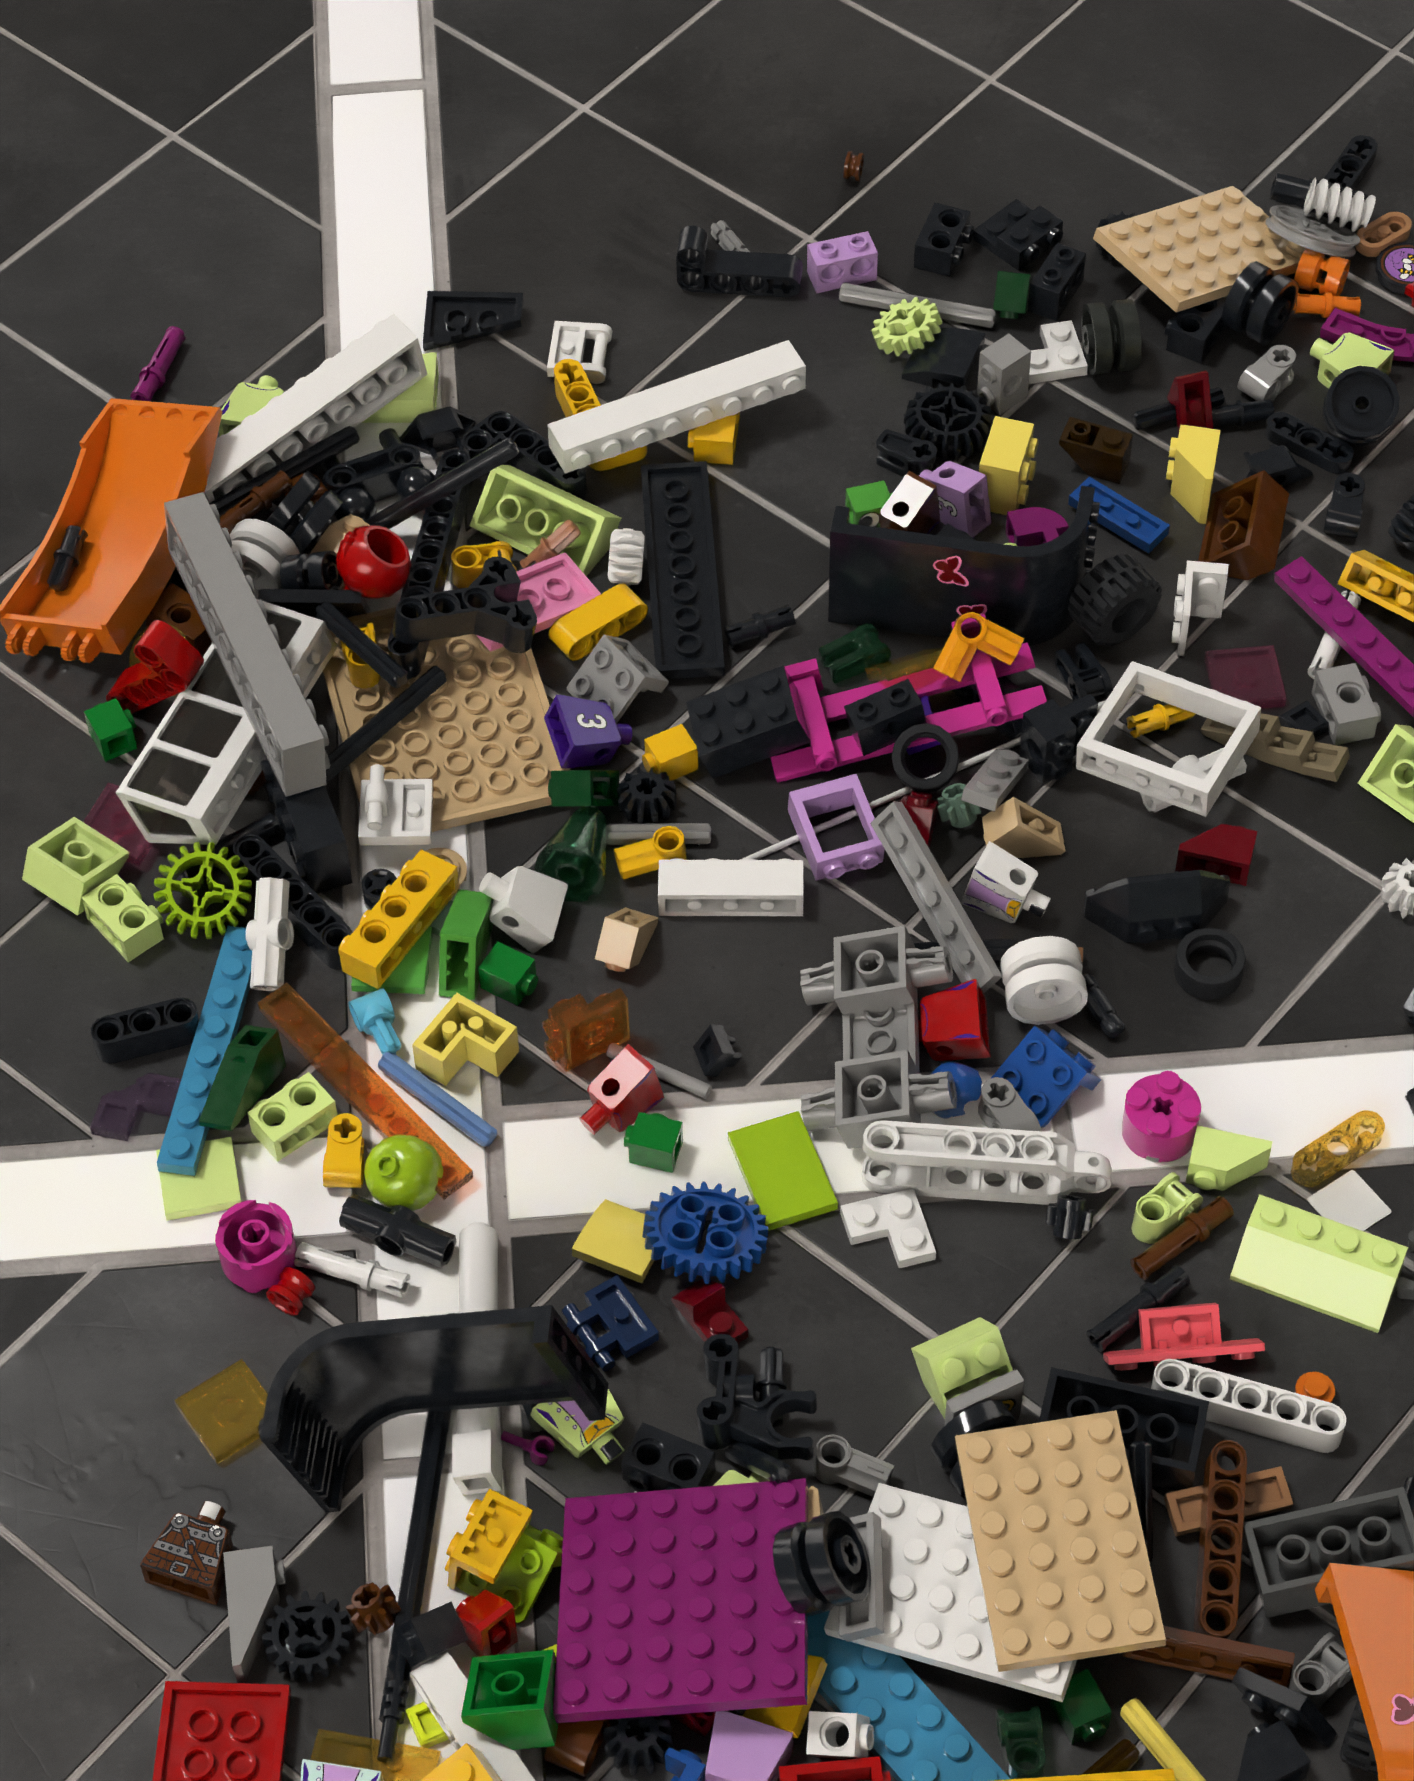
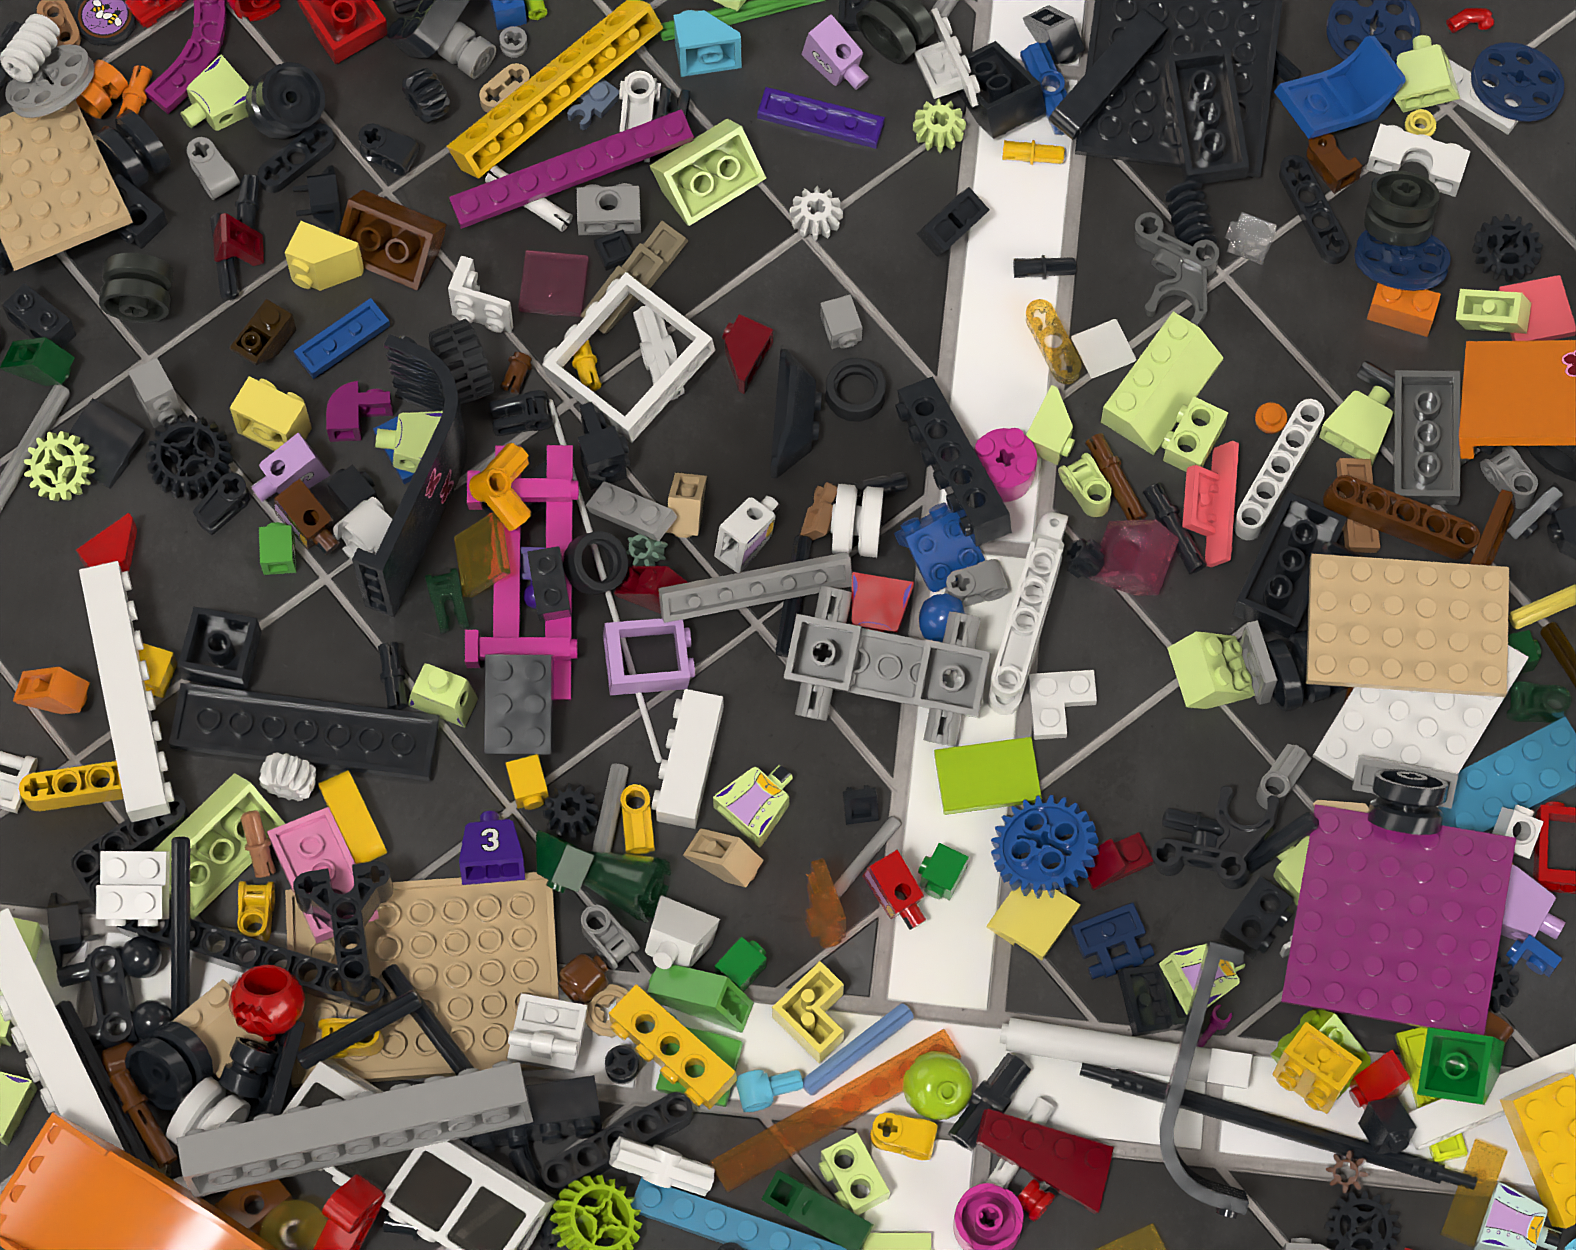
camera: 80 degrees left, 15 degrees up
(343, 1275) = (1059, 1159): none -> dark red wing
(463, 441) = (133, 887): none -> white plate
(466, 839) = (583, 978): none -> reddish brown head
(514, 850) = (611, 940): none -> light grey piece
(615, 675) = (431, 814): light grey bracket -> none
(672, 365) = (52, 690): none -> orange slope
(694, 955) = (755, 802): none -> torso
(746, 649) = (440, 694): none -> yellowish green torso
(747, 479) = (219, 648): none -> black brick
(833, 384) = (111, 545): none -> red slope
(1061, 356) = (123, 337): white plate -> none
(1087, 1272) = (1136, 556): none -> clear pink slope
(1119, 661) = (517, 370): none -> reddish brown pin
(1148, 1048) = (953, 461): none -> black brick
(1259, 1317) = (1199, 438): none -> yellowish green brick
(1286, 935) = (841, 322): none -> light grey brick
(1333, 1476) = (1359, 424): none -> yellowish green torso

